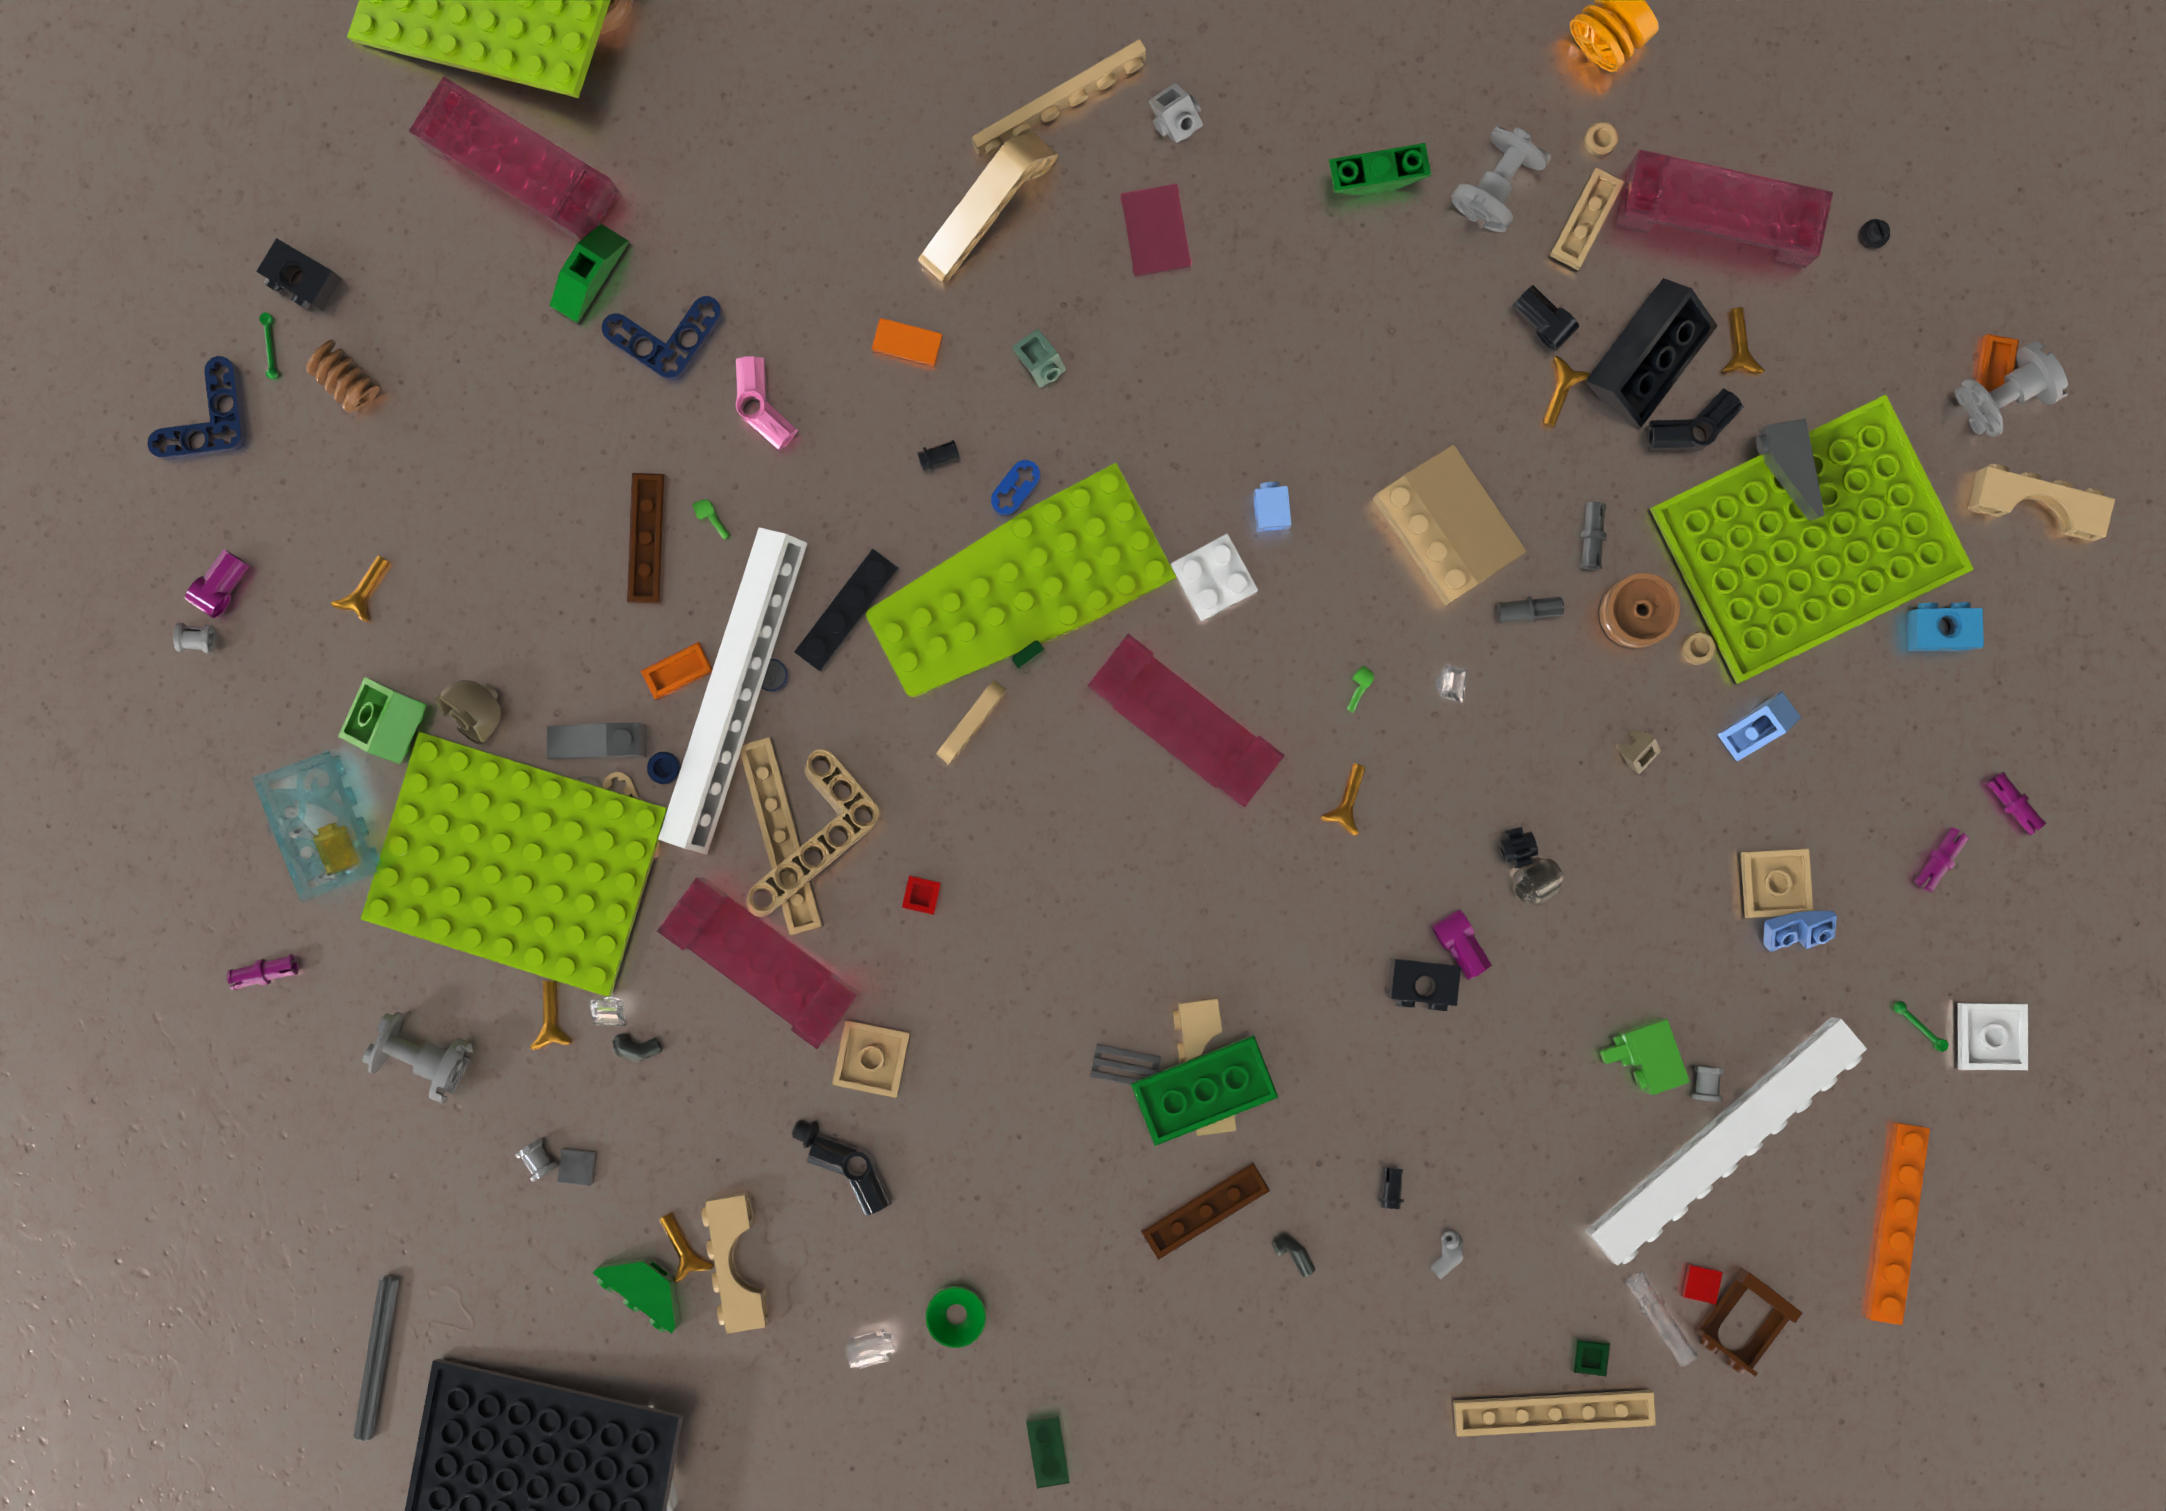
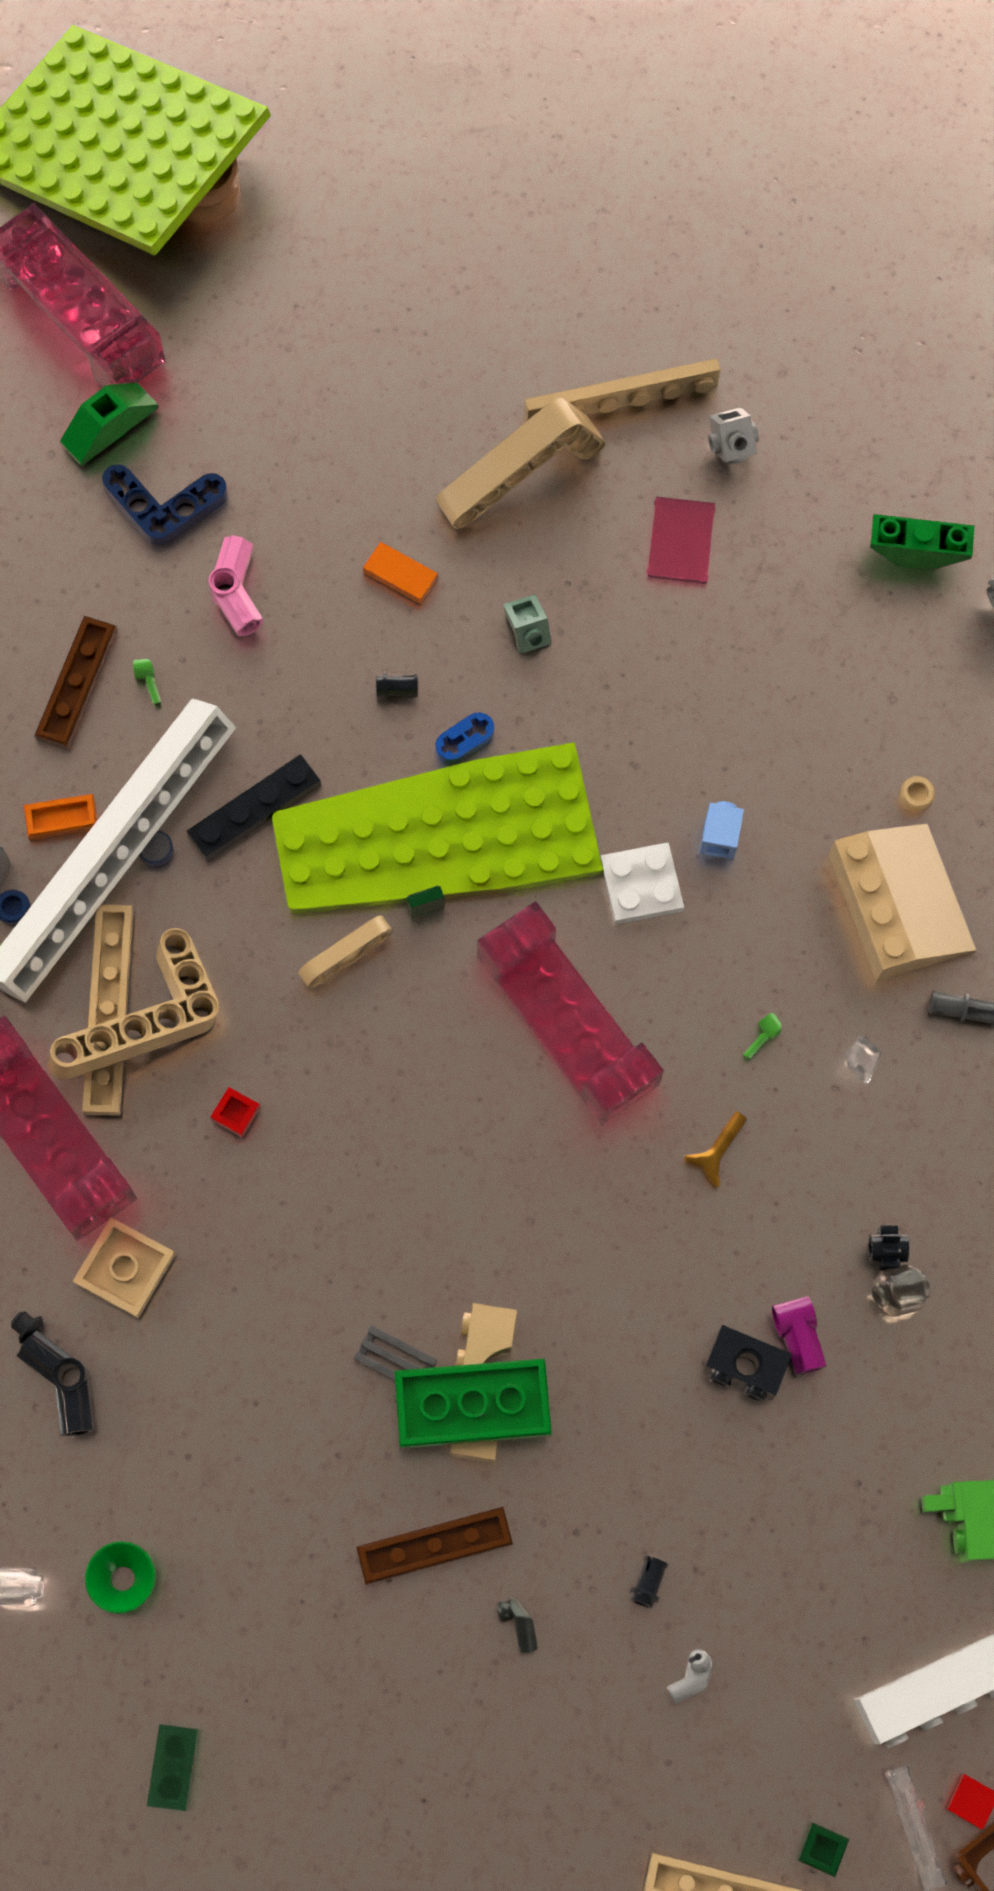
camera: 10 degrees right, 15 degrees down
(1437, 418) = (916, 794): none -> tan tile

